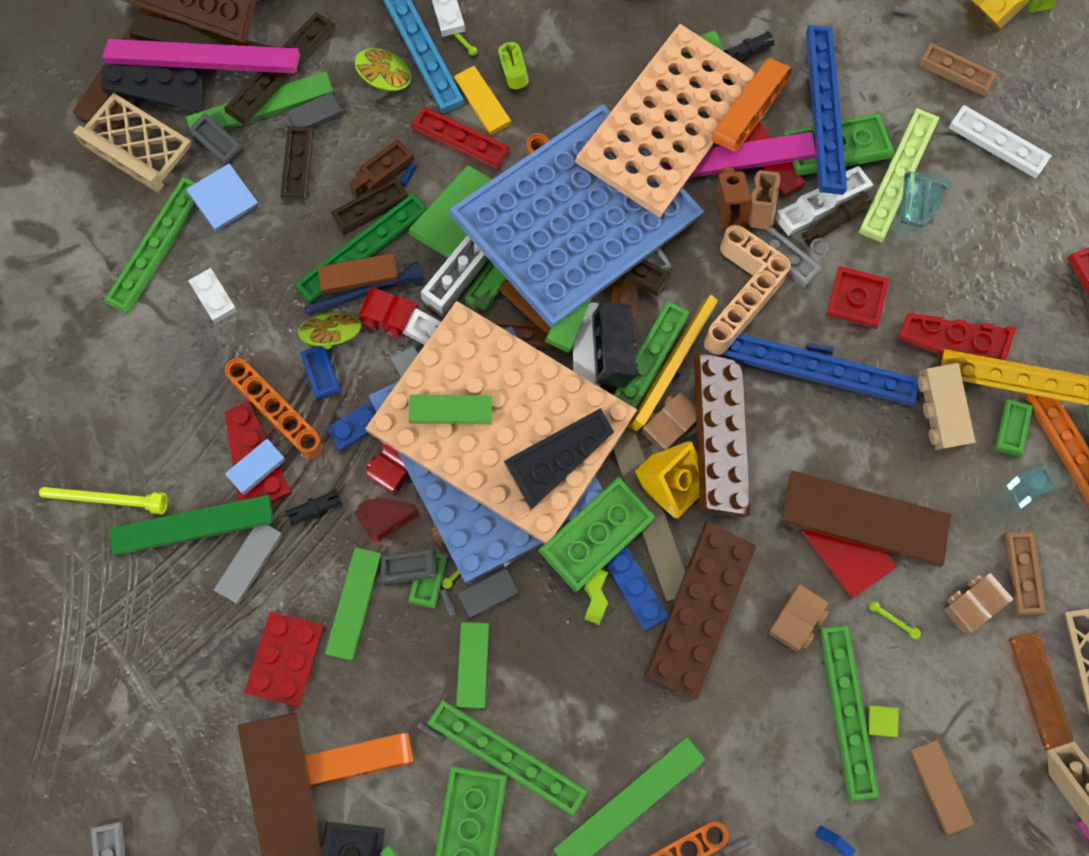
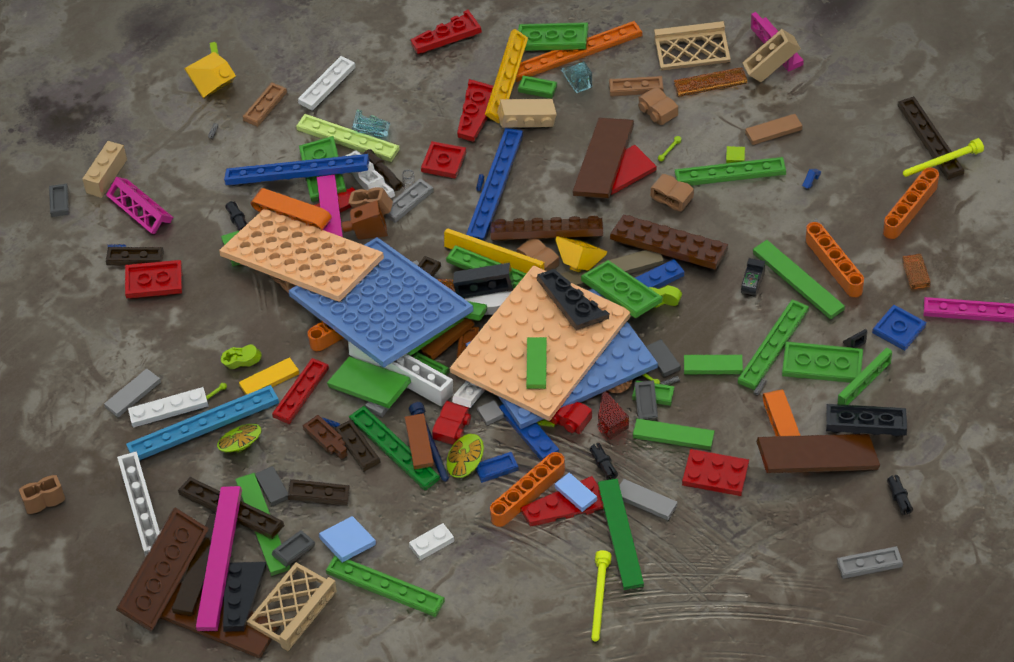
camera: 90 degrees left, 20 degrees down
(627, 732) = (753, 276): none -> black leg
(768, 271) = (443, 209): light nougat beam -> none

